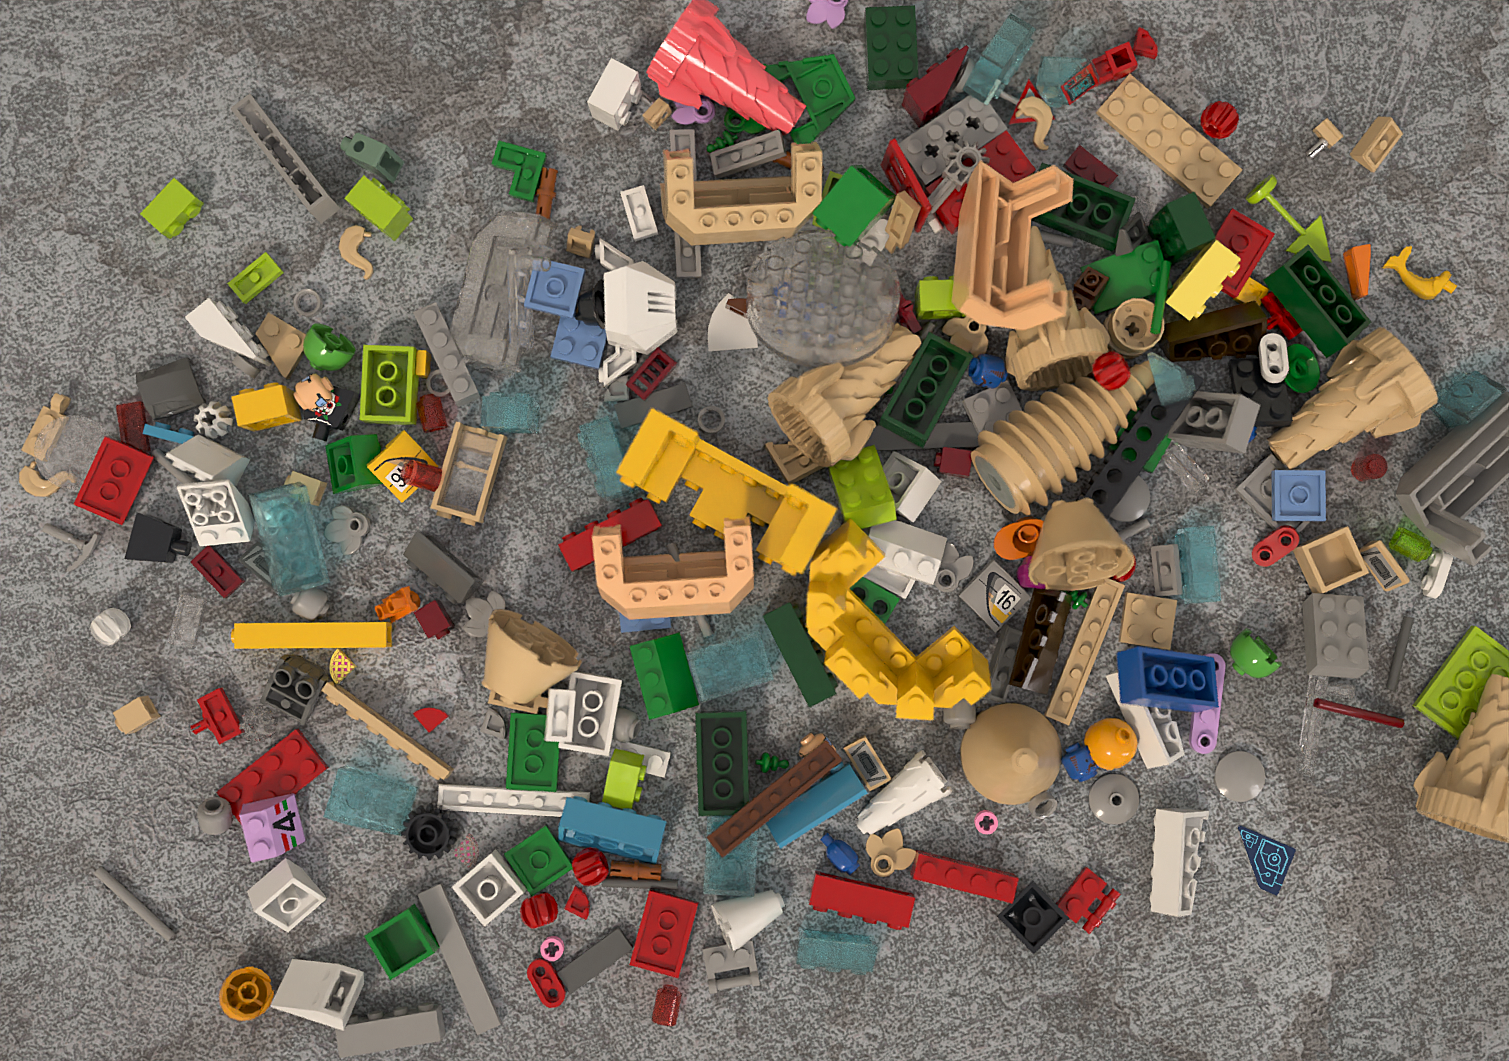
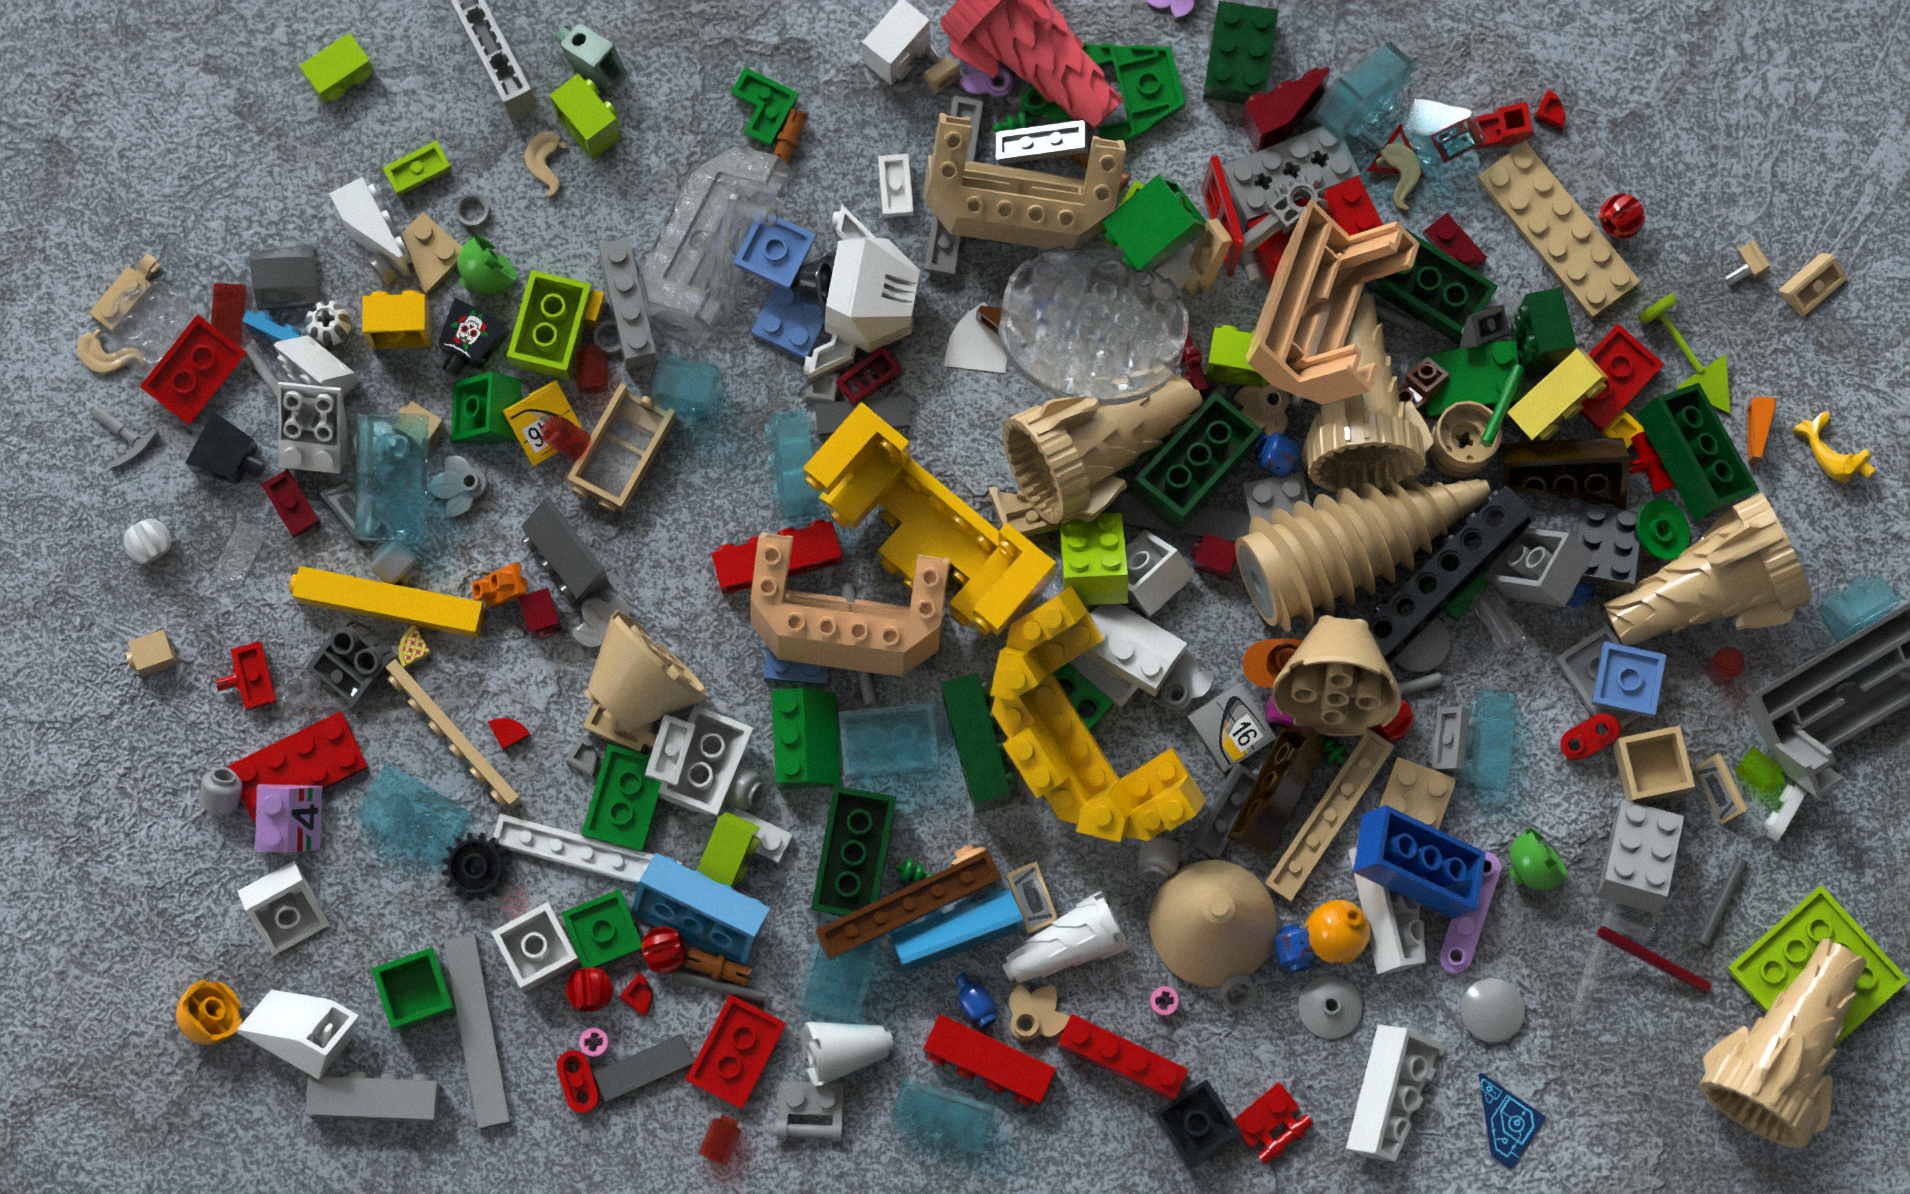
camera: 10 degrees right, 10 degrees down
(134, 904) = (94, 882): light grey bar -> none
(313, 392) = (459, 312): light nougat head -> none
(580, 242) = (817, 205): tan tile -> none
(711, 408) = (929, 433): light grey piece -> none
(1111, 370) = (1420, 475): red piece -> none
(1170, 380) = (1490, 503): clear light blue slope -> none
(1273, 359) = (1627, 509): white plate -> none

